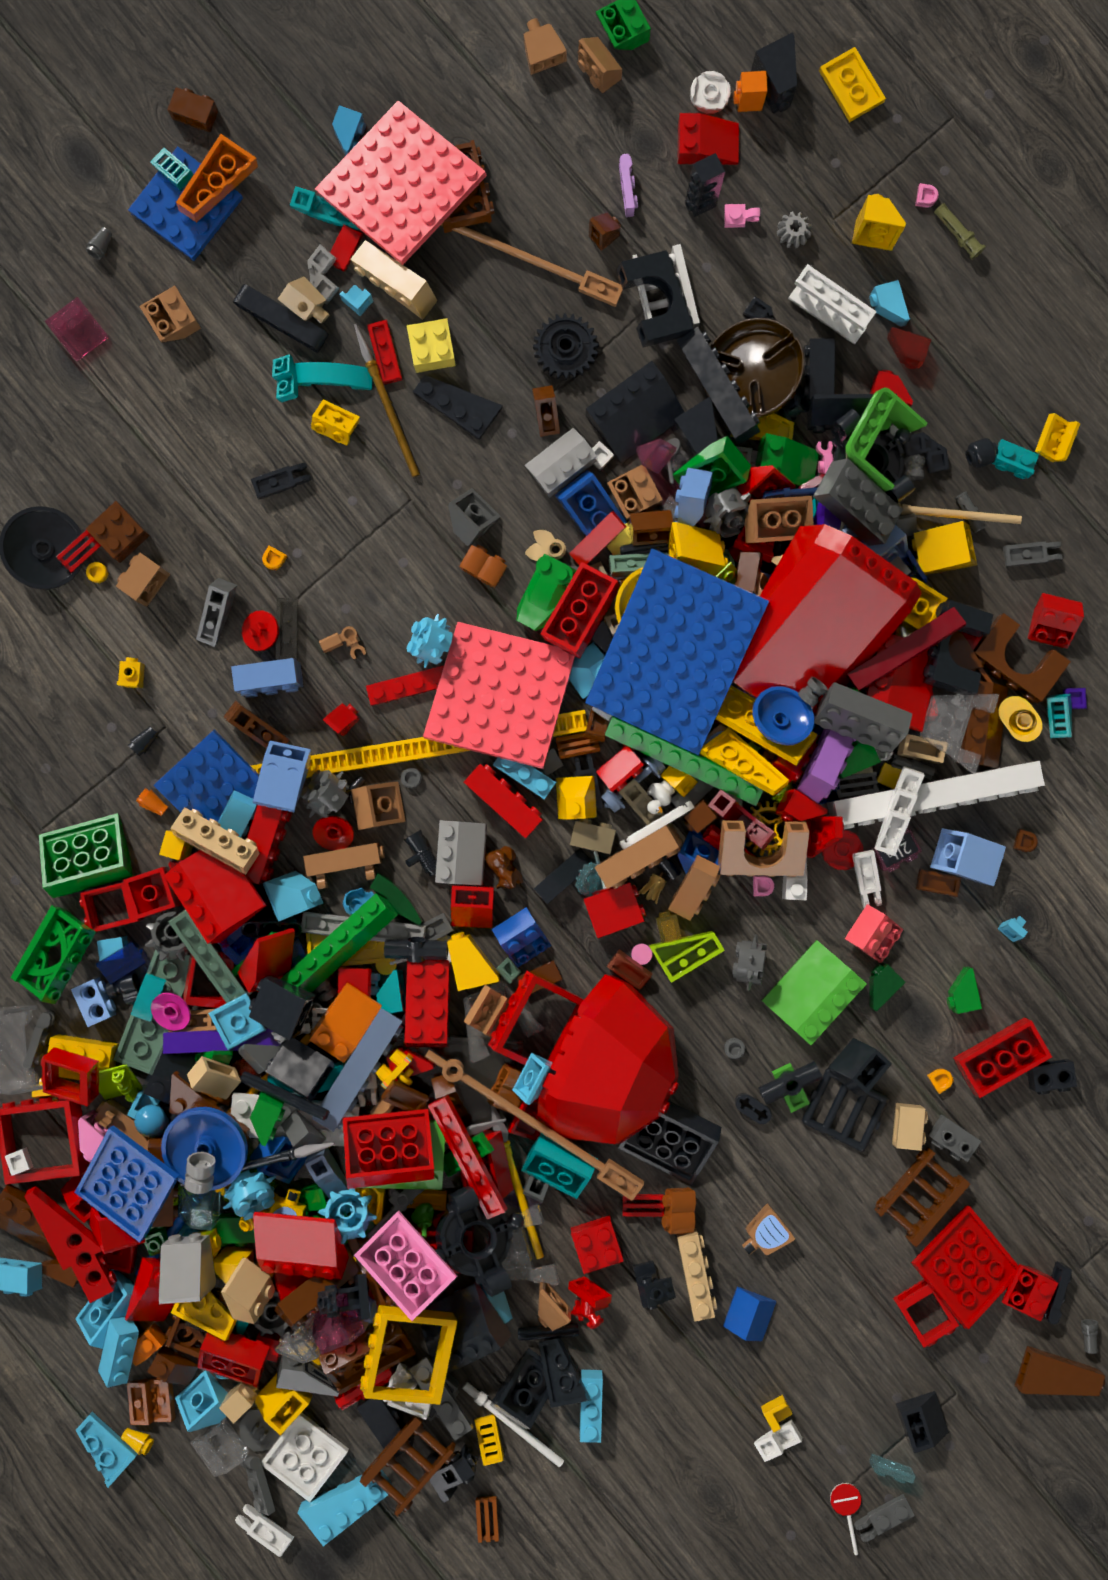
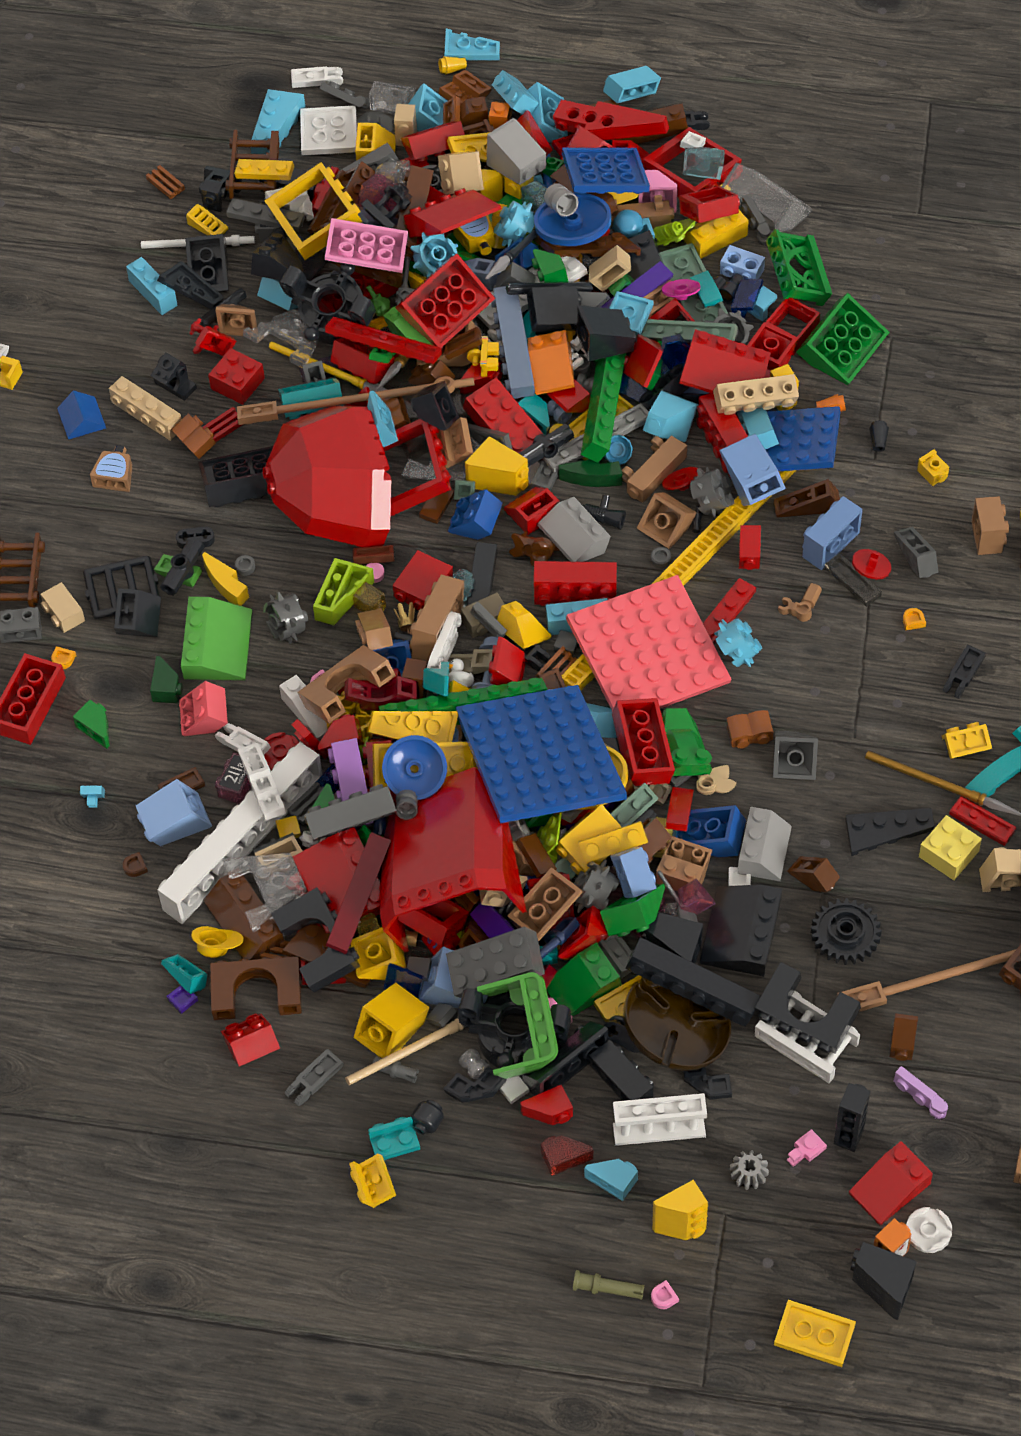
camera: 140 degrees right, 30 degrees down
(32, 1127) = (703, 162): none -> clear light blue slope
(187, 1380) = (451, 110): none -> dark orange tile
(409, 1444) = (264, 169): none -> yellow plate
(454, 998) = (480, 434): none -> dark grey tile
(481, 1052) = (435, 406): none -> black slope
(602, 817) = (488, 620): none -> dark grey tile
(688, 527) = (613, 842): none -> yellow plate
(692, 789) = (437, 679): none -> teal slope
(764, 1044) = (225, 580): none -> yellow slope

